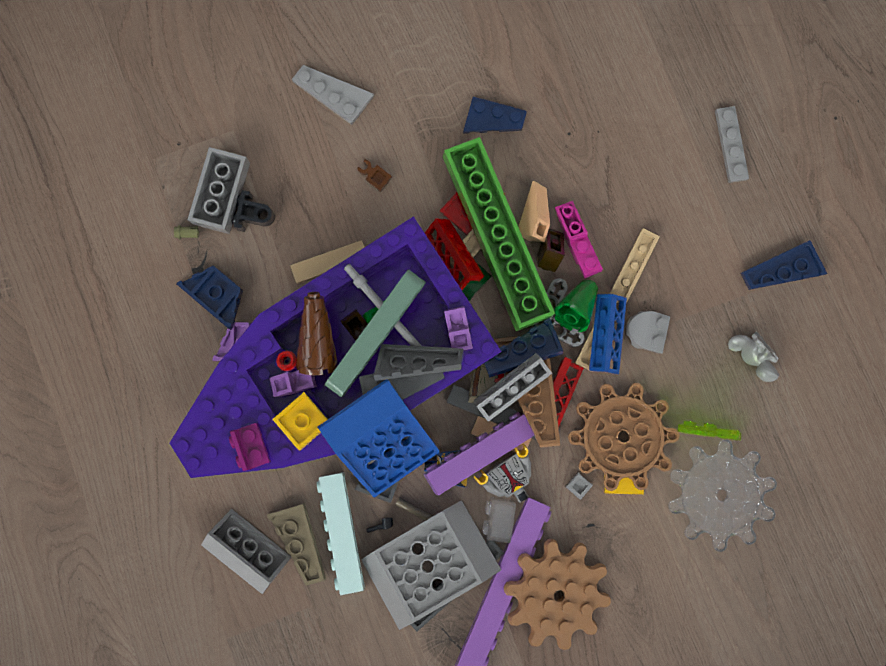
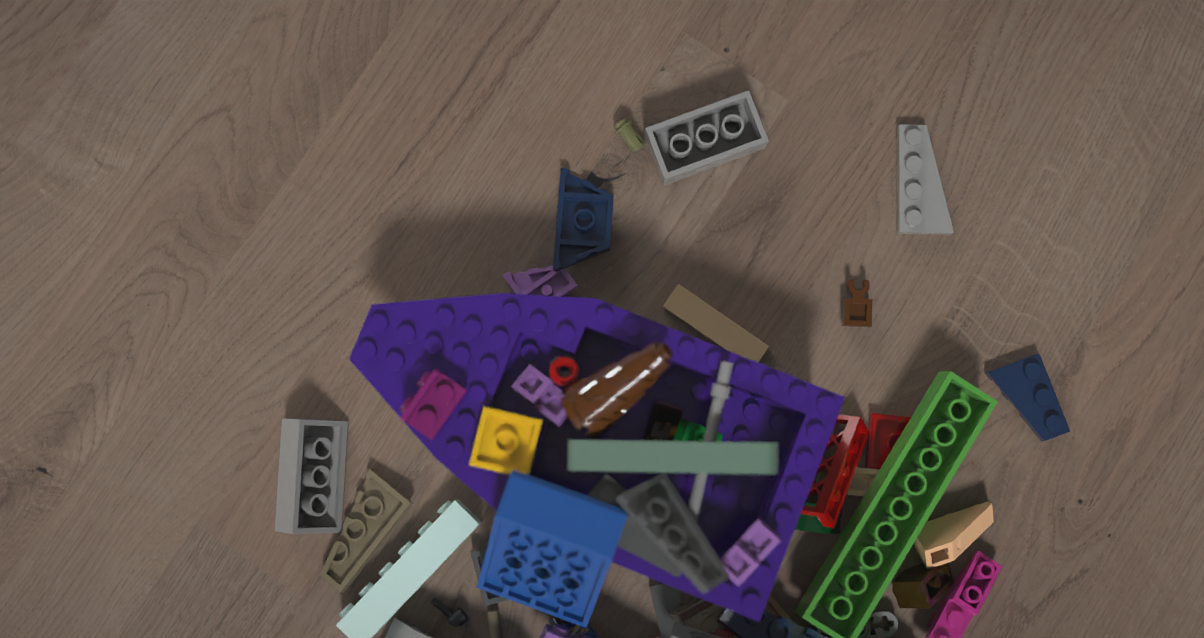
camera: 60 degrees right, 0 degrees up
(250, 212) = (706, 191): black pin -> none

